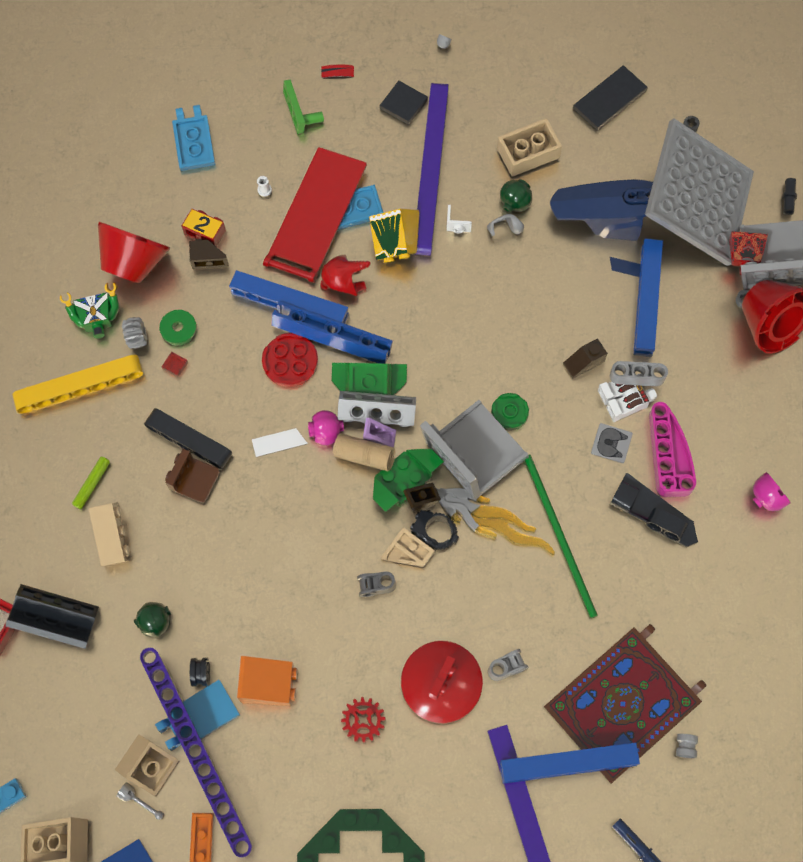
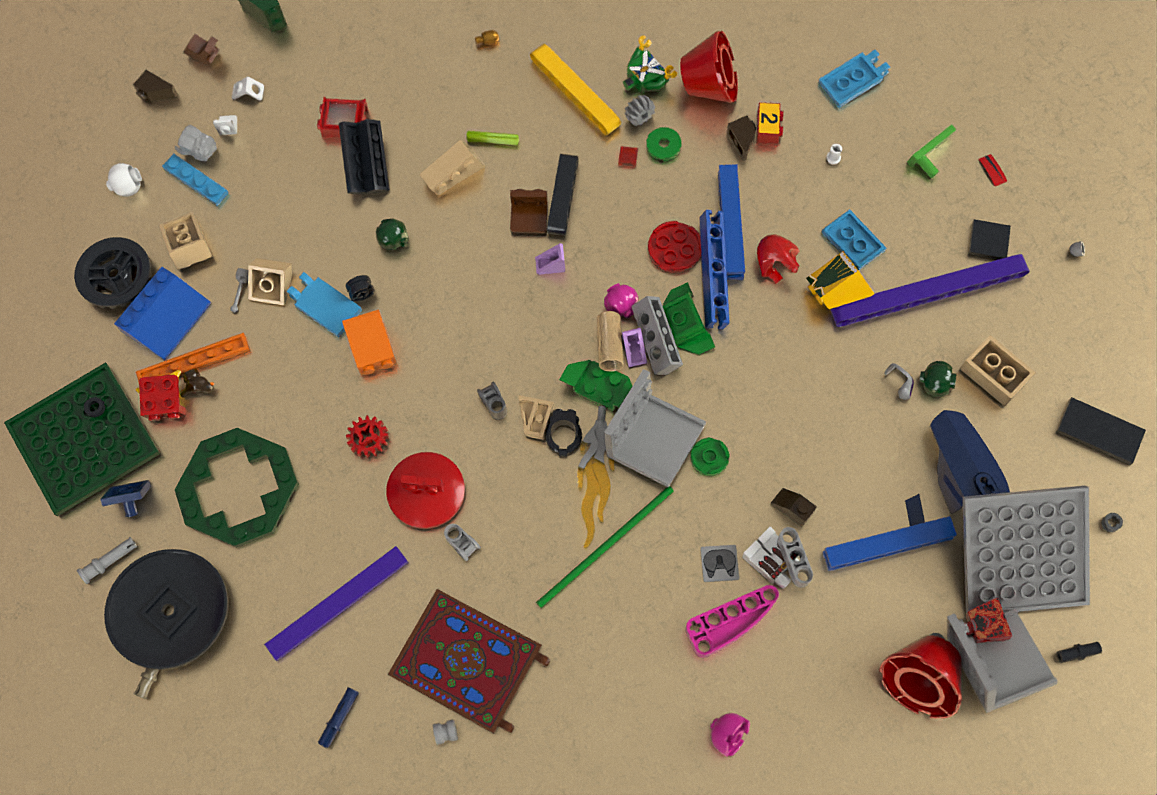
camera: 70 degrees right, 0 degrees up
(203, 758) = (282, 315): dark purple beam -> none
(254, 475) = (551, 261): none -> lavender slope
(278, 442) = (593, 269): white sticker -> none
(316, 213) = (832, 209): red flag -> none
(422, 497) = (585, 404): dark brown slope -> none
(457, 226) = (877, 336): white bracket -> none
(569, 763) = (389, 627): blue piece -> none
(654, 511) = (665, 625): black panel -> none

